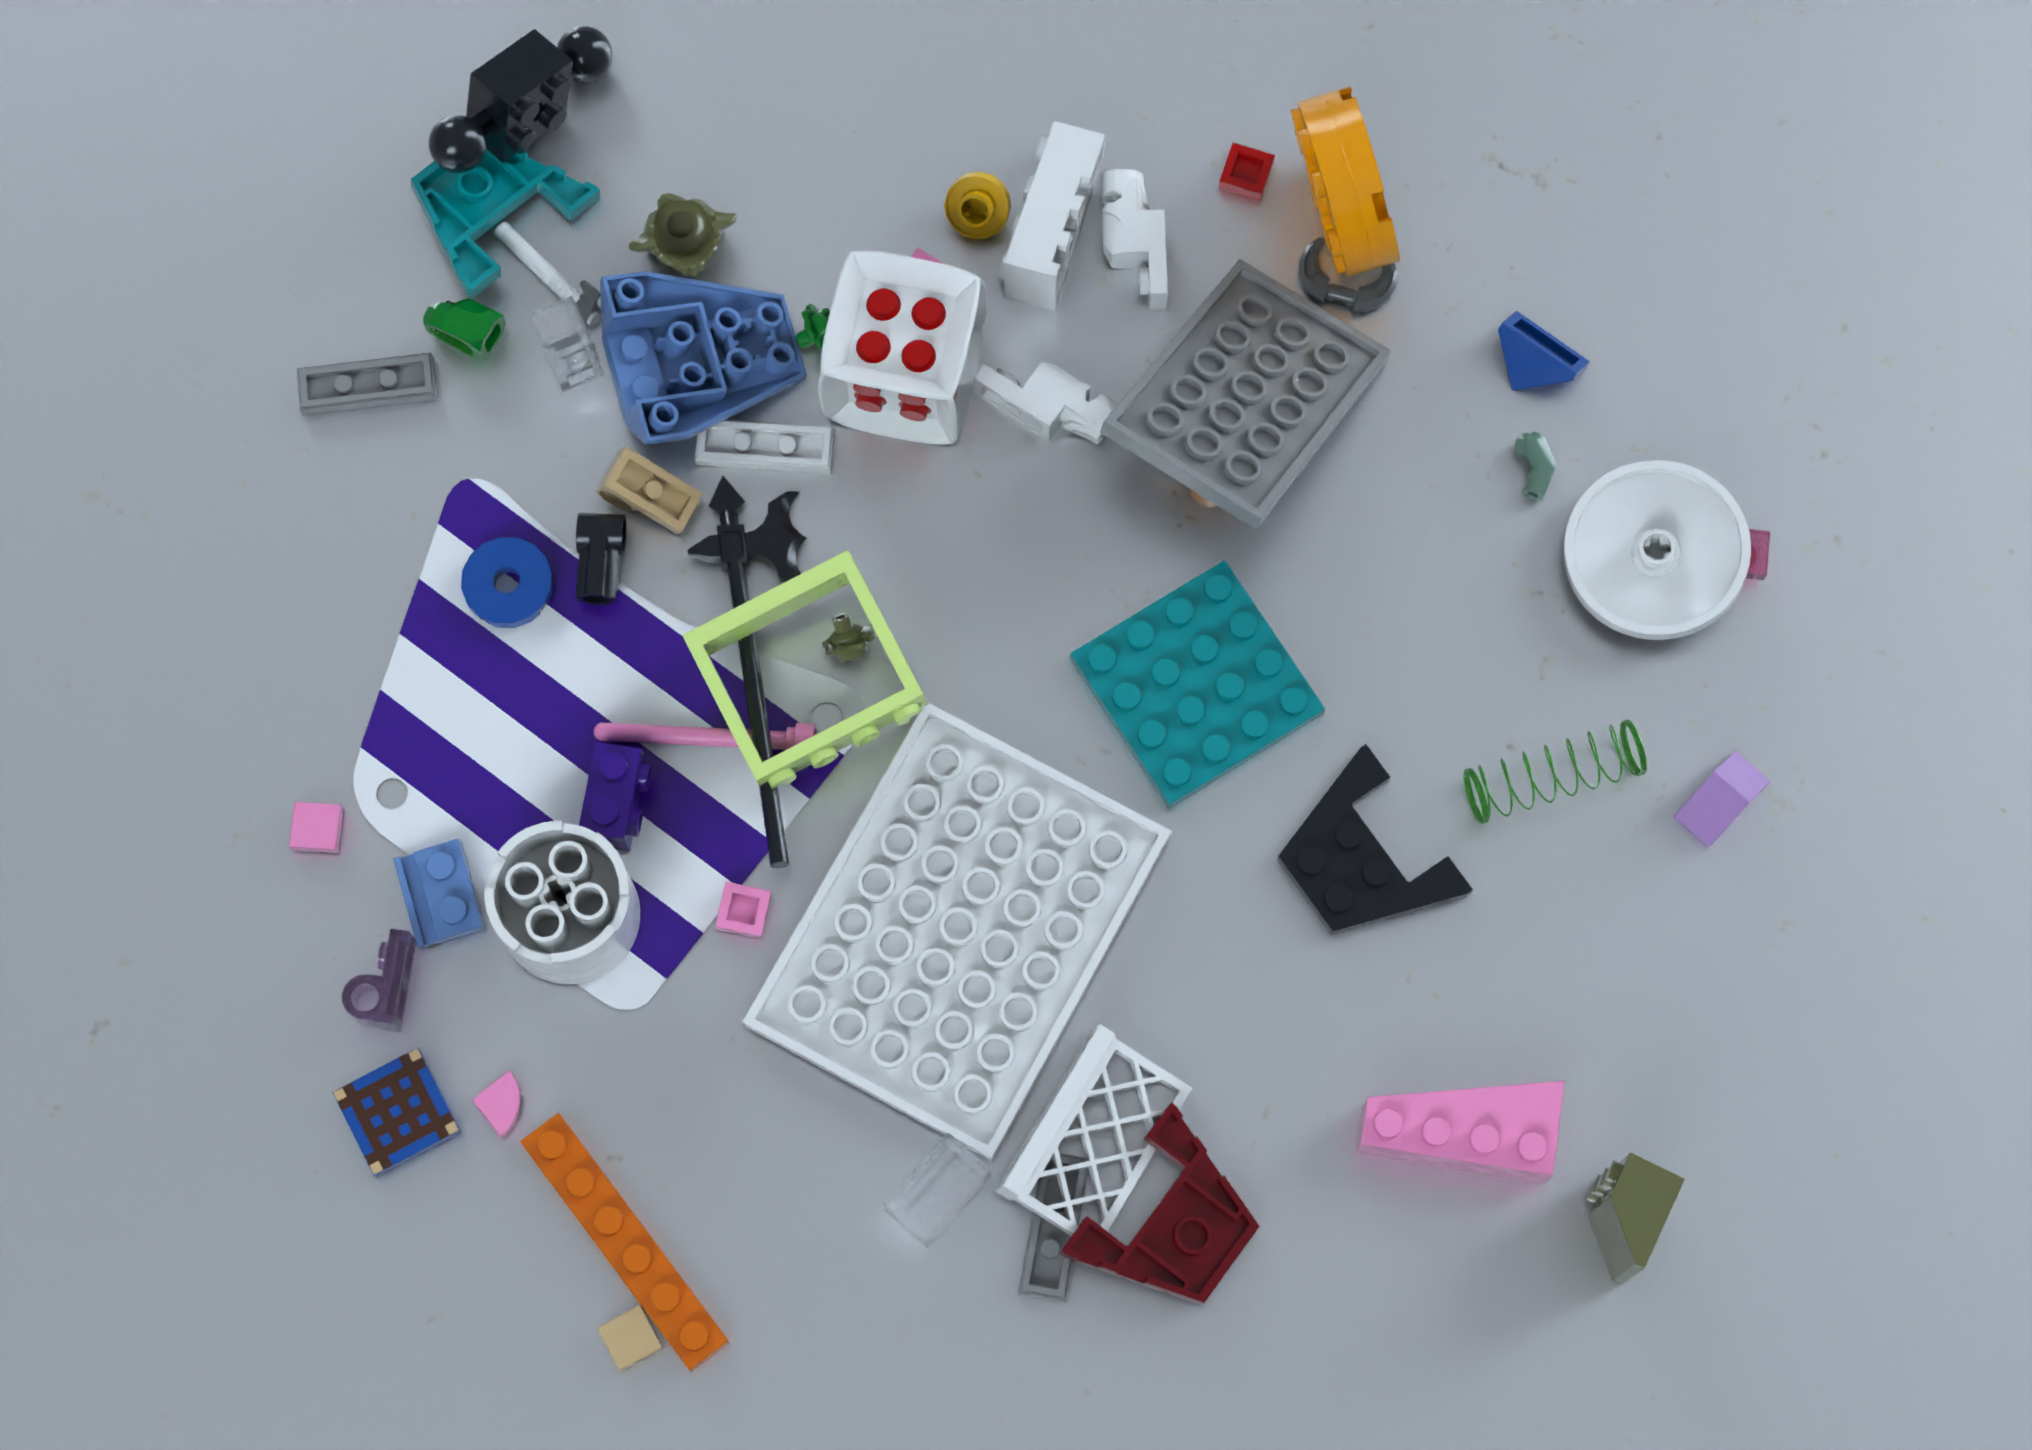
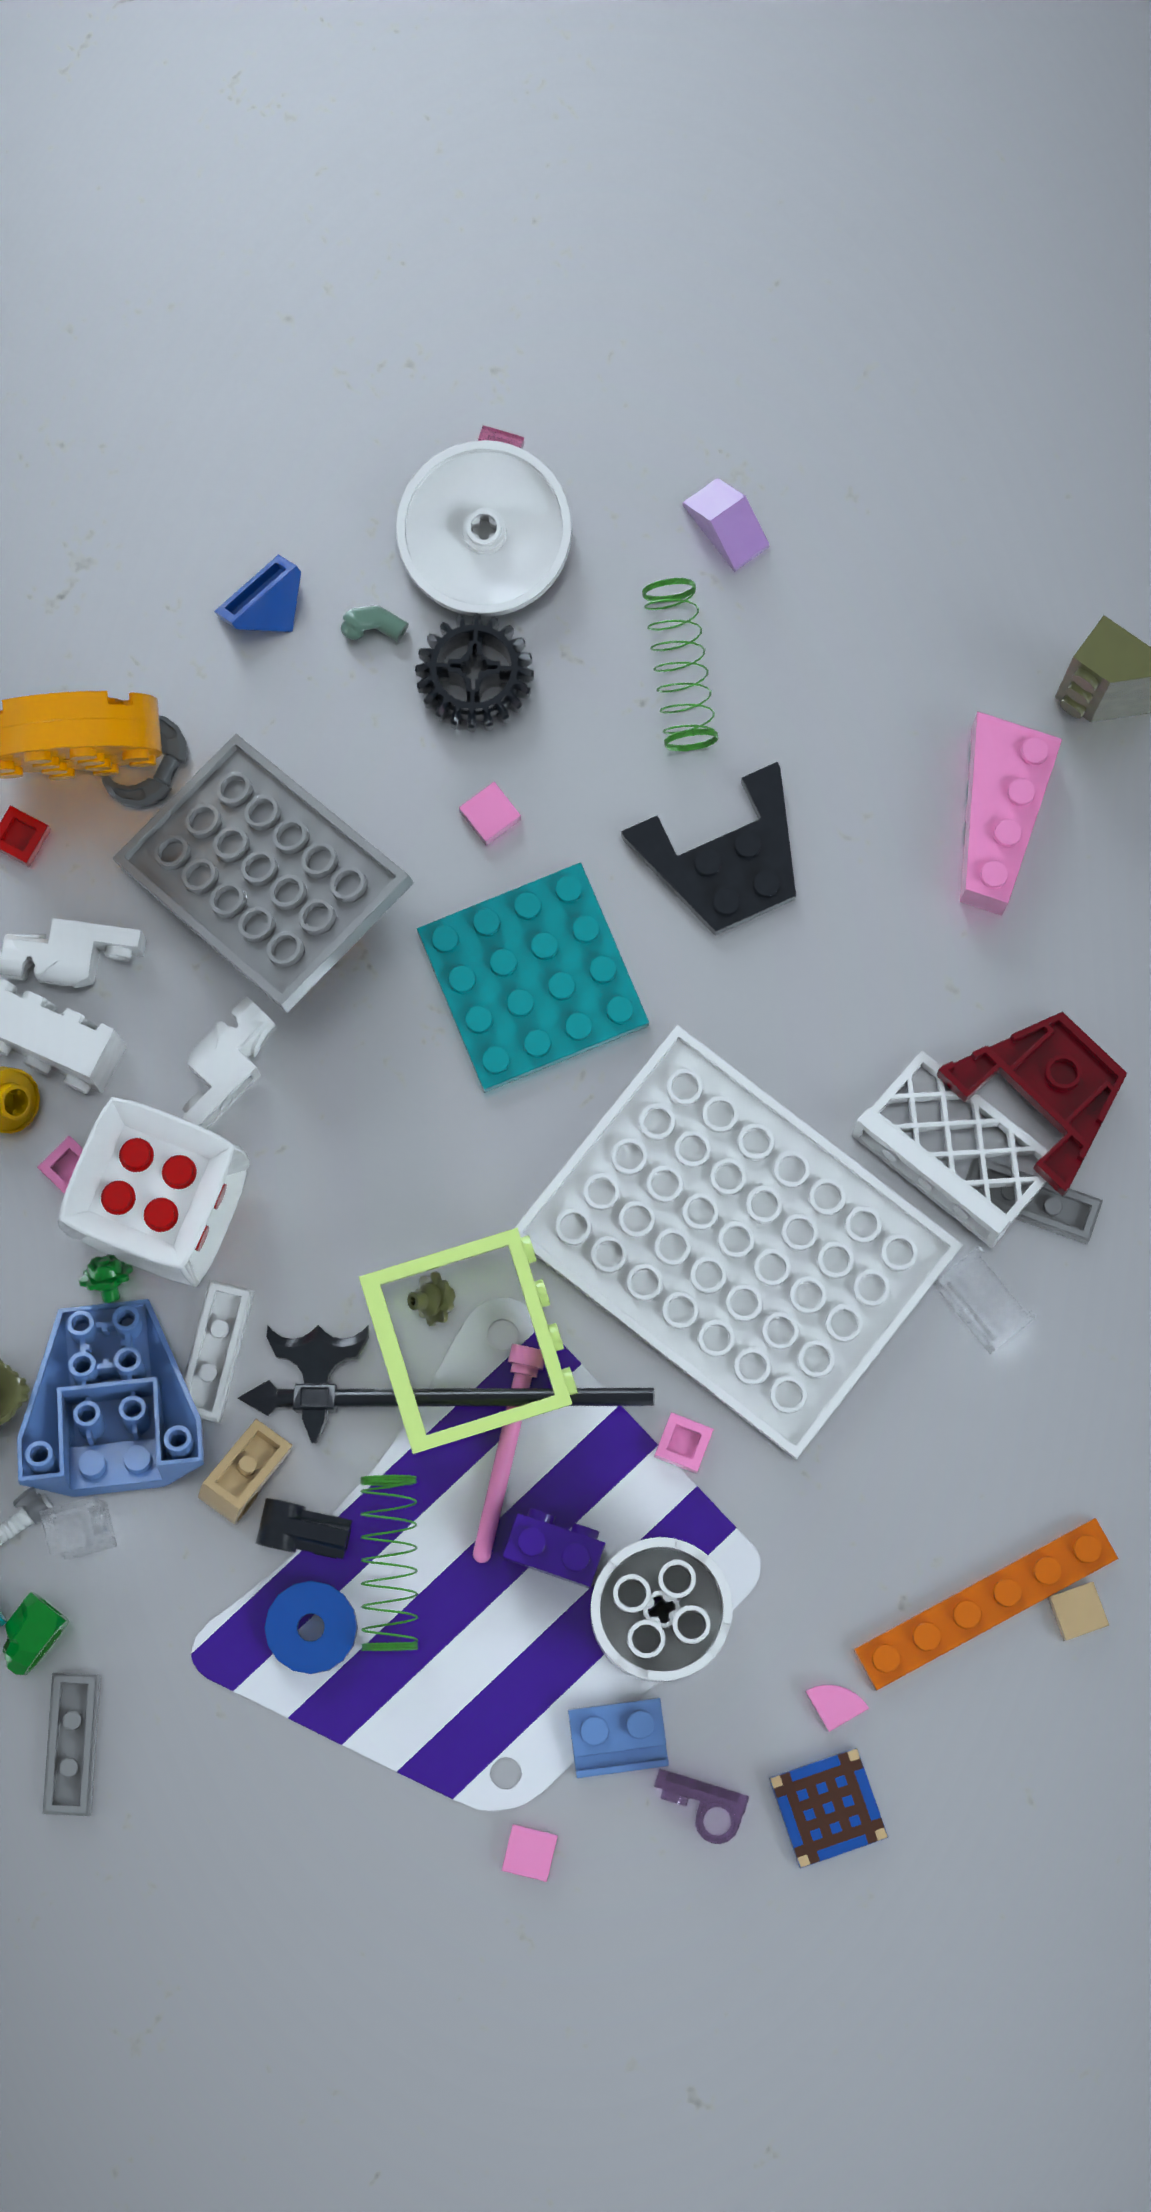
camera: 80 degrees left, 5 degrees up
(497, 659) = (389, 1481): none -> bright green piece
(1359, 613) = (490, 813): none -> bright pink tile
(1484, 573) = (458, 672): none -> black gear

